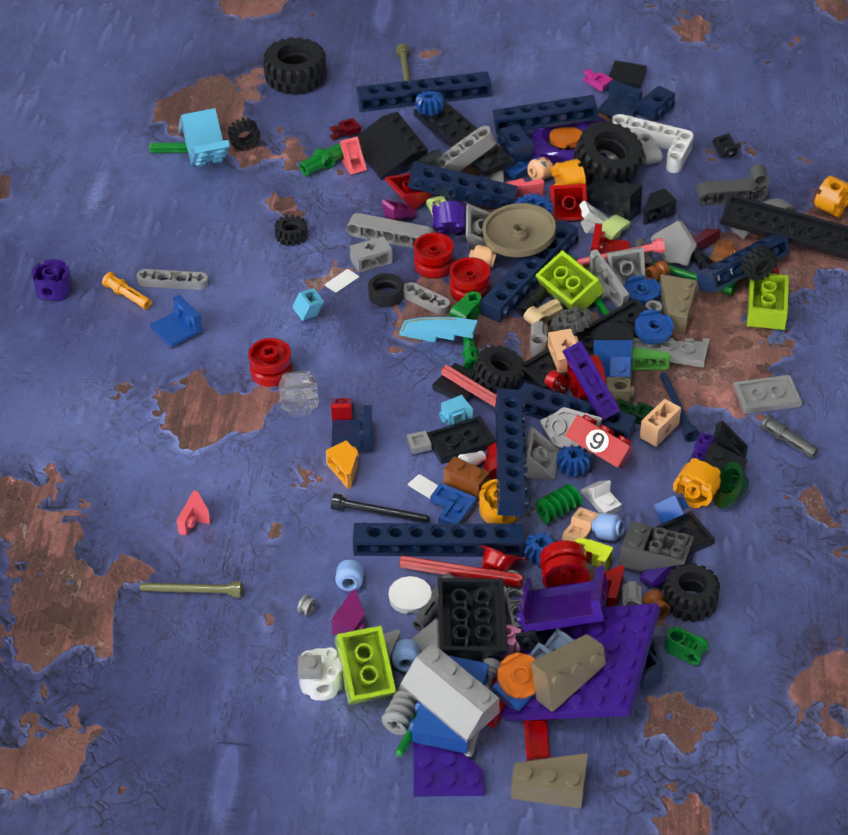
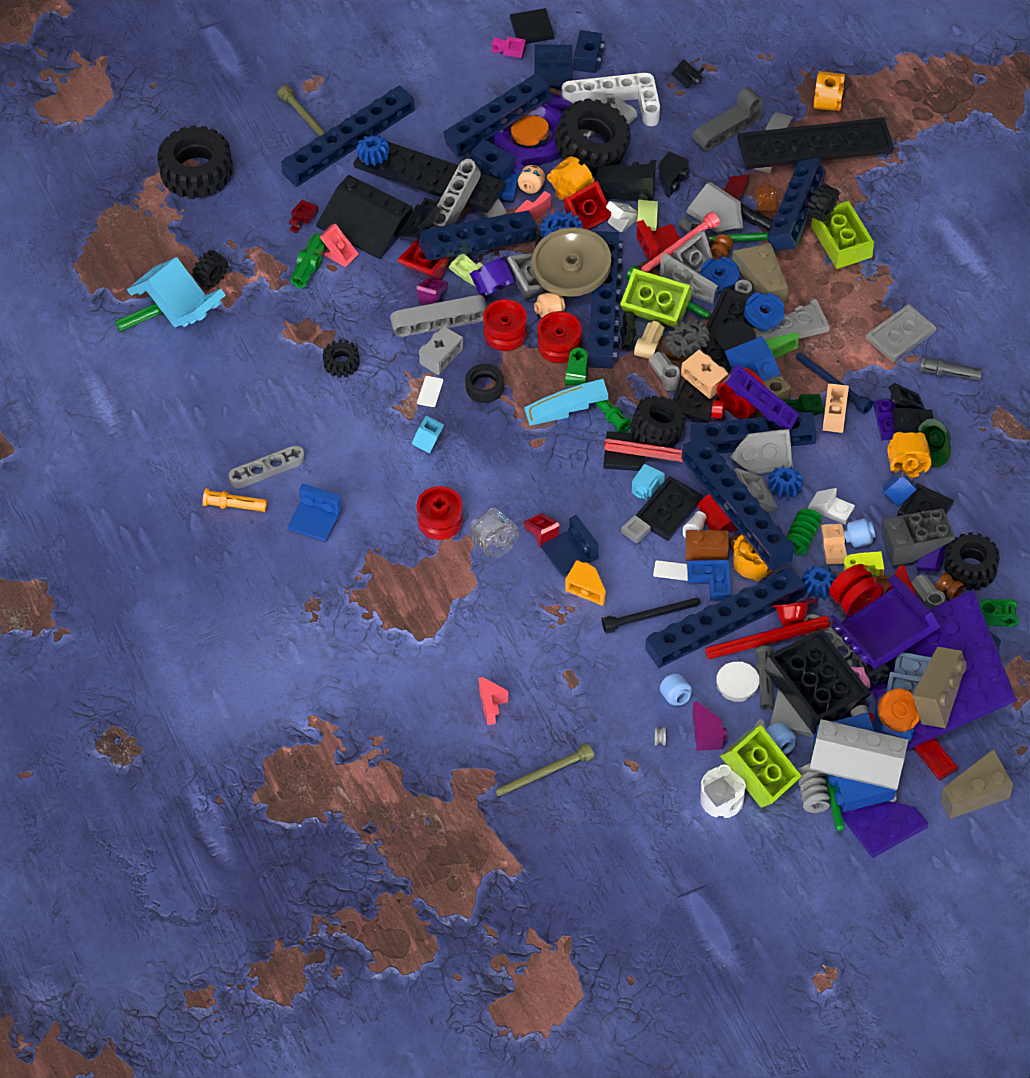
camera: 30 degrees left, 10 degrees up
(52, 280) = (153, 524): dark purple brick -> none
(437, 304) = (533, 380): light grey beam -> none
(600, 440) = (804, 453): brick -> none

